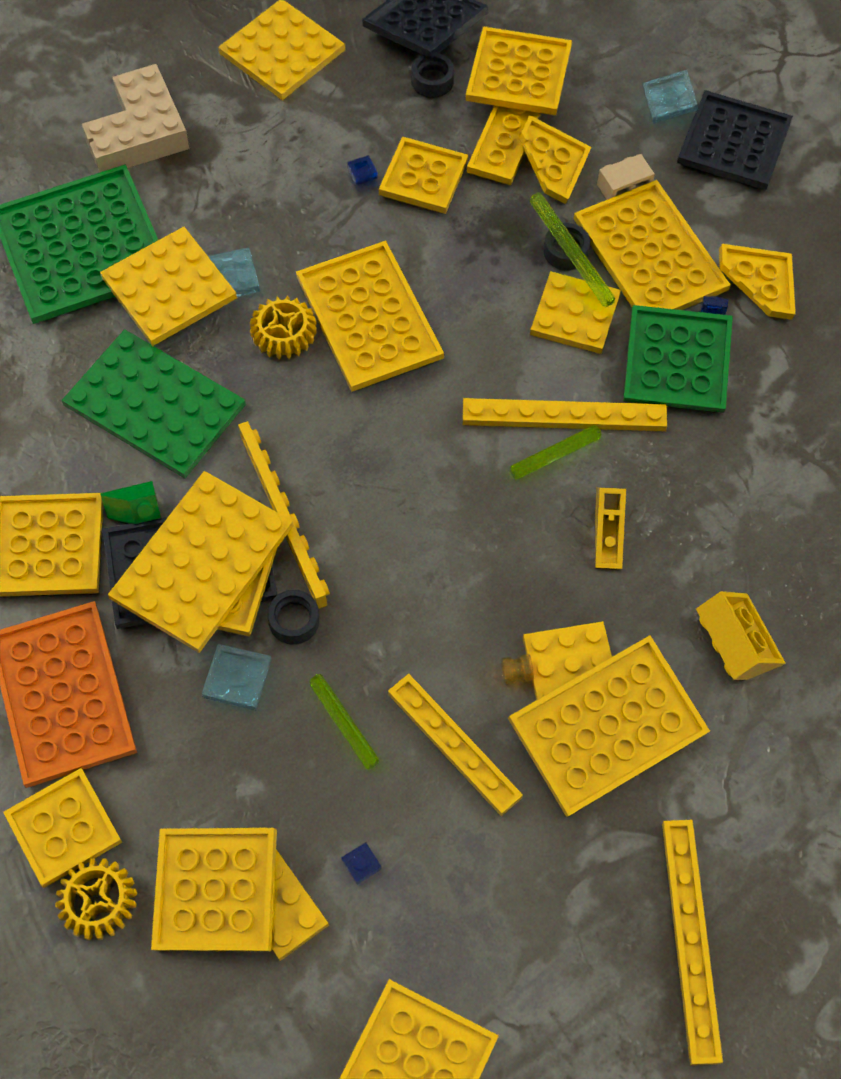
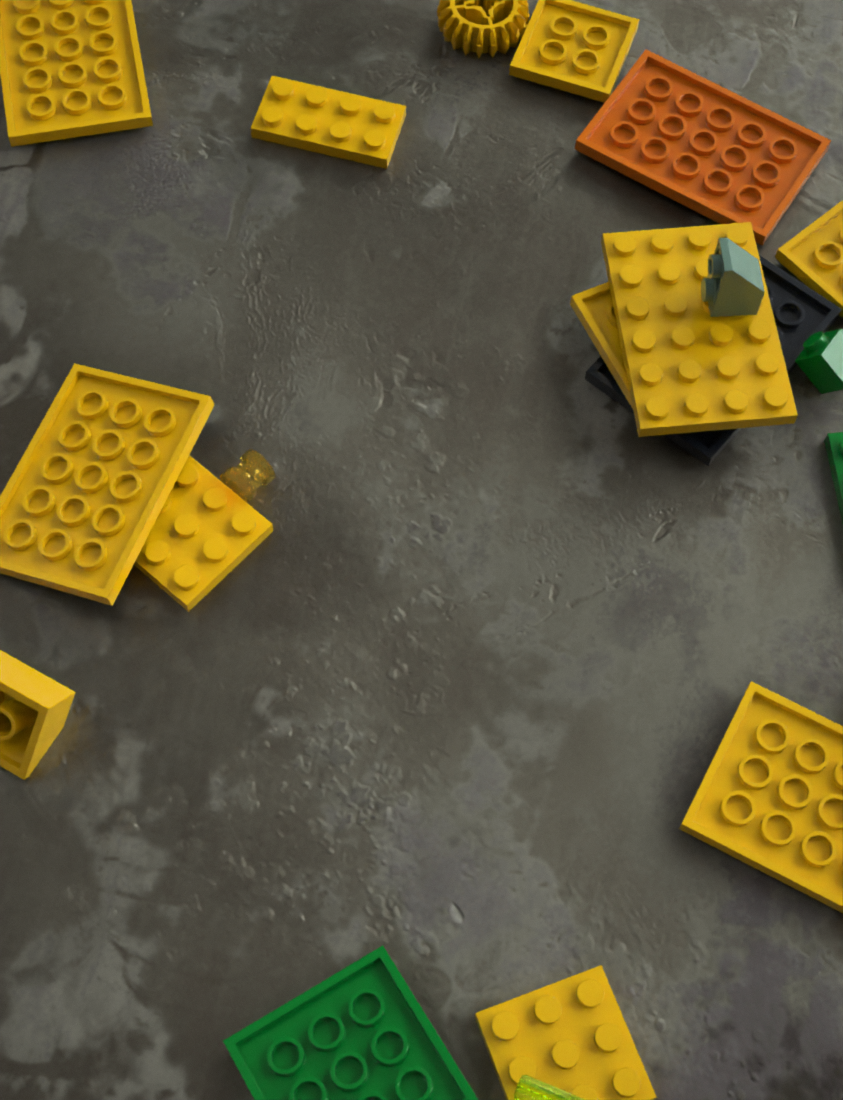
camera: 140 degrees right, 0 degrees up
(172, 544) = (732, 282): none -> sand green slope
(214, 889) = (379, 76): yellow plate -> none
(237, 677) = (546, 269): clear light blue plate -> none
(279, 503) = (675, 465): yellow plate -> none
(293, 597) = (548, 342): black tyre -> none
(344, 721) = (397, 306): clear neon green axle -> none
(361, 863) = (263, 198): clear blue plate -> none
(455, 745) = (257, 357): yellow plate -> none
(555, 452) = (415, 798): clear neon green axle -> none
(564, 414) = (444, 867): yellow plate -> none
(609, 527) = (268, 735): yellow slope -> none

